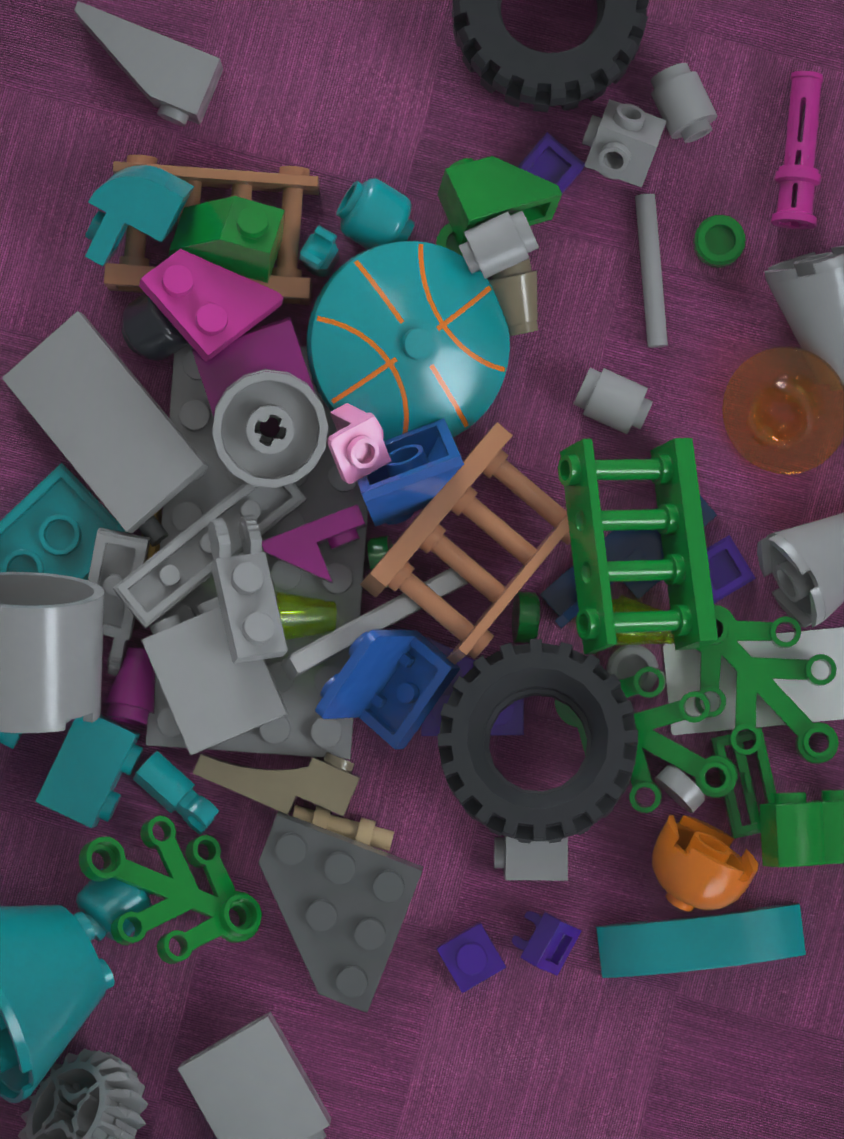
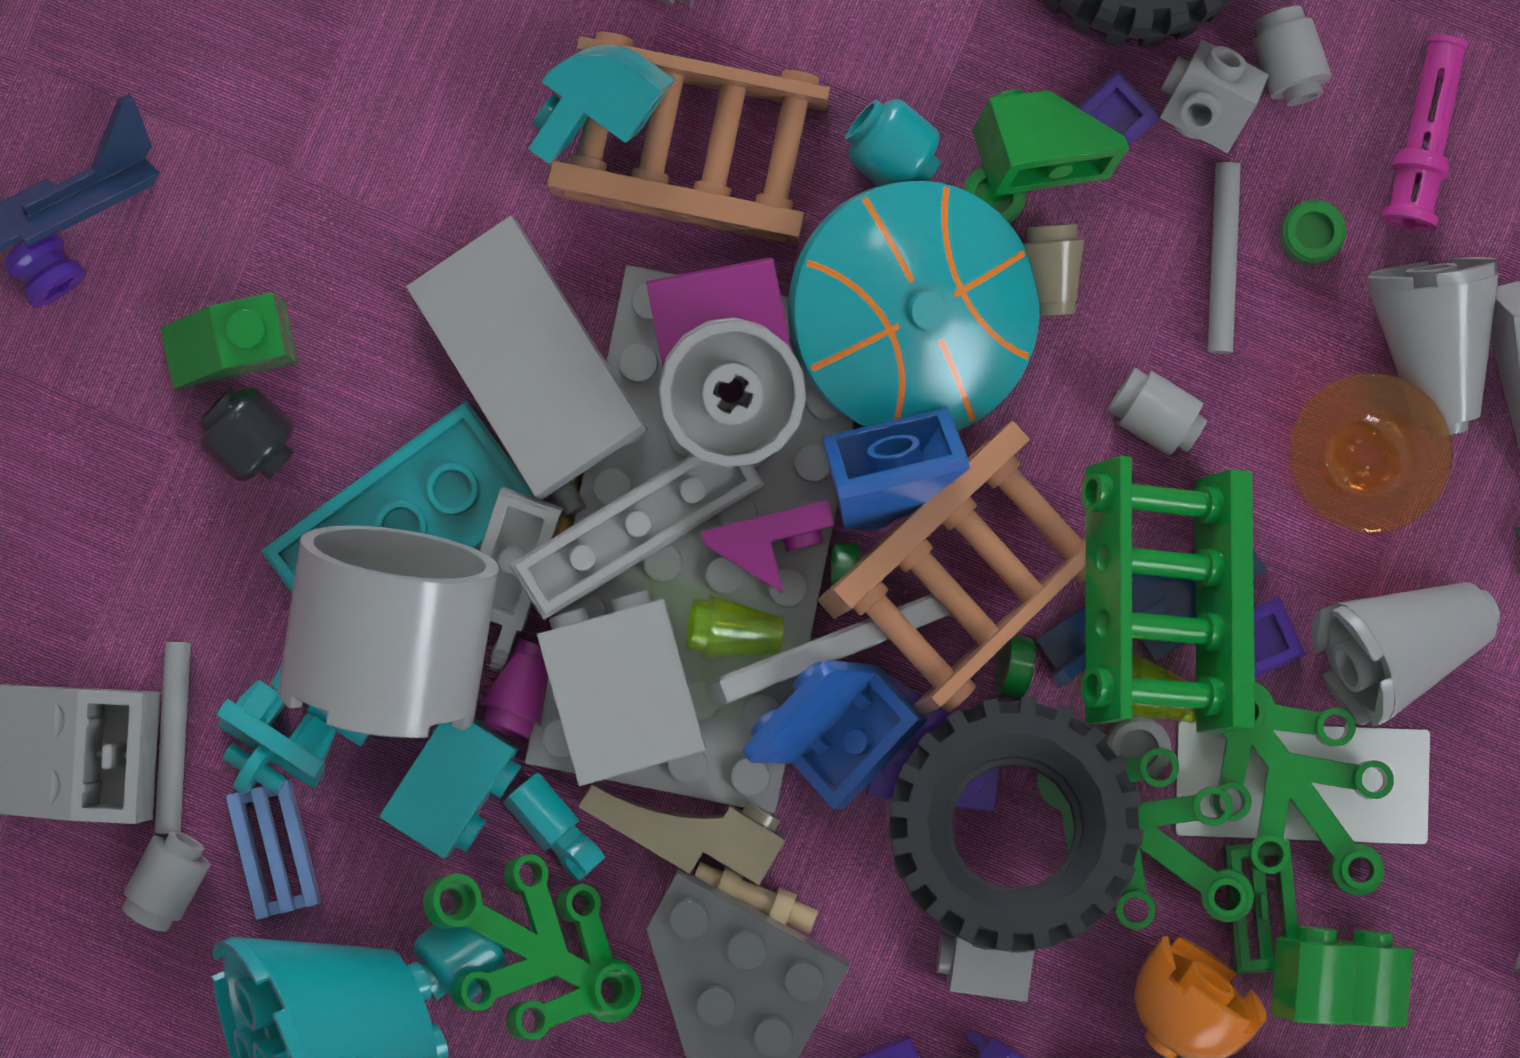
camera: 10 degrees right, 0 degrees up
(149, 330) = (610, 243): black head -> none
(207, 301) = (673, 223): dark pink wing -> none
(232, 235) = (712, 147): green slope -> none
(246, 593) = (675, 594): light grey hinge -> none
(320, 252) = (819, 182): teal bar -> none
(357, 444) = (838, 425): bright pink bracket -> none
(498, 244) = (1043, 199): light grey brick -> none
(680, 788) = (1180, 903): light grey tile -> none

